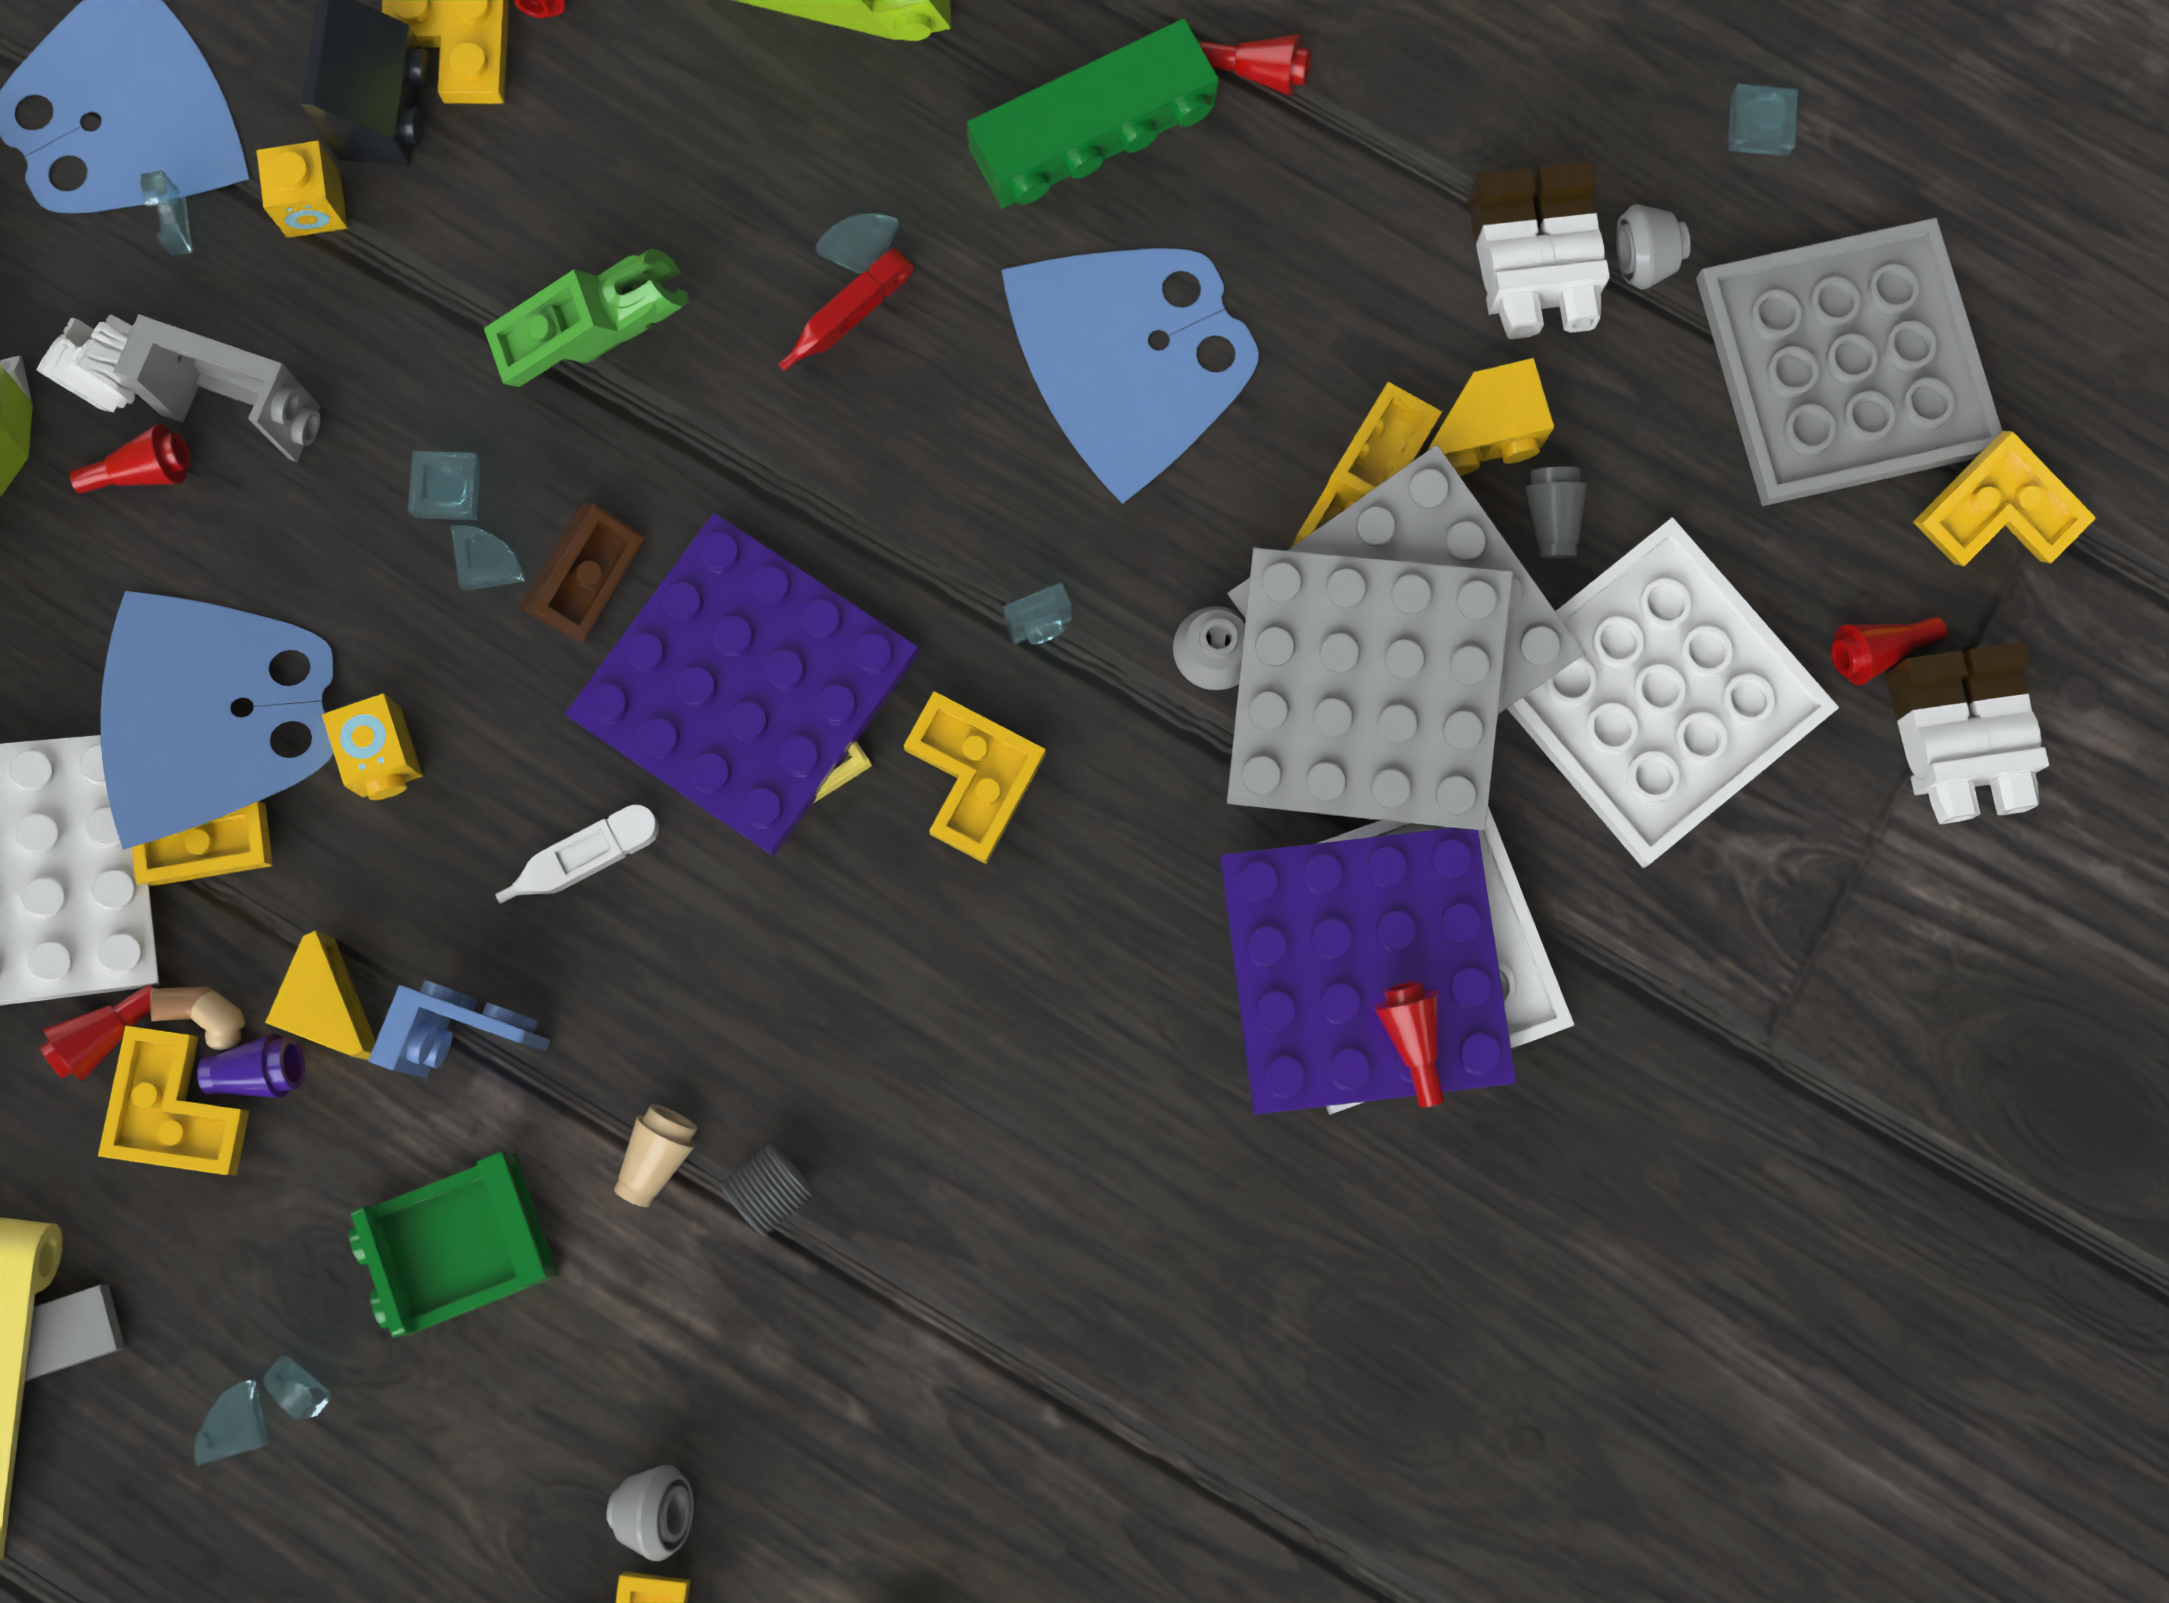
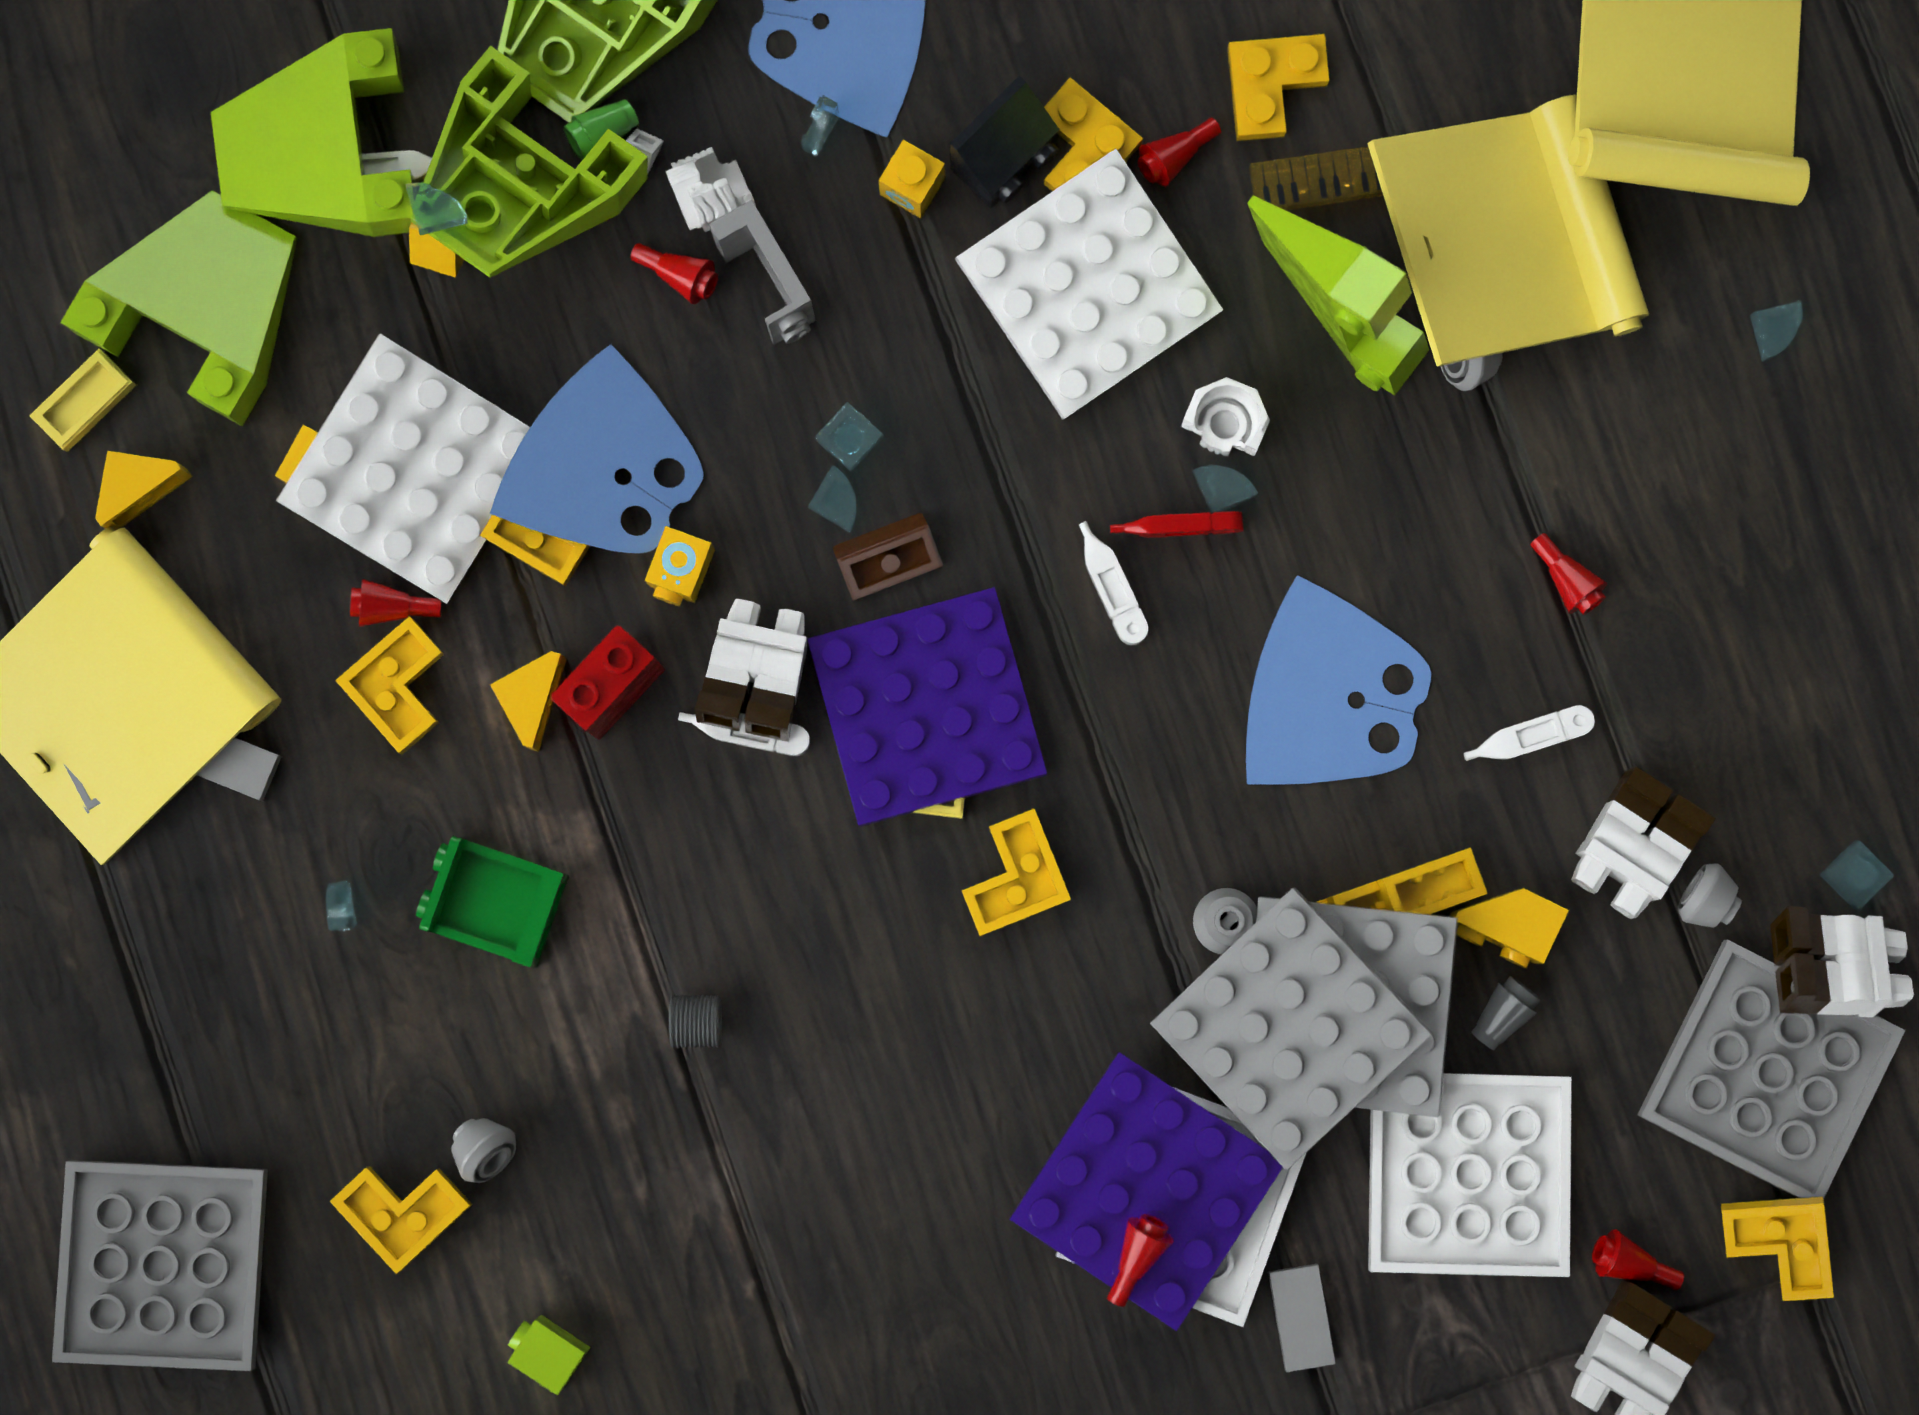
camera: 45 degrees right, 5 degrees up
(205, 1008) = (461, 639): arm -> none
(232, 1425) = (288, 898): clear light blue tile -> none
(258, 1068) = (461, 702): dark purple cone -> none
(386, 914) = (607, 682): none -> red panel
(417, 1025) = (569, 767): medium blue bracket -> none
(523, 769) = (757, 656): none -> white hips
(559, 147) = (1089, 284): none -> white plate
(584, 316) = (1013, 402): bright green plate -> none
(654, 1153) = (648, 945): tan cone -> none
(805, 166) = (1227, 417): none -> white hair
(835, 423) = (1113, 589): none -> white piece
(1038, 615) = (1135, 815): clear light blue plate -> none
(1093, 114) = (1434, 526): green brick -> none
(1356, 232) = (1536, 734): none -> white piece
(1620, 969) = (1301, 1317): none -> light grey tile
(1823, 200) = (1837, 964): none -> hips

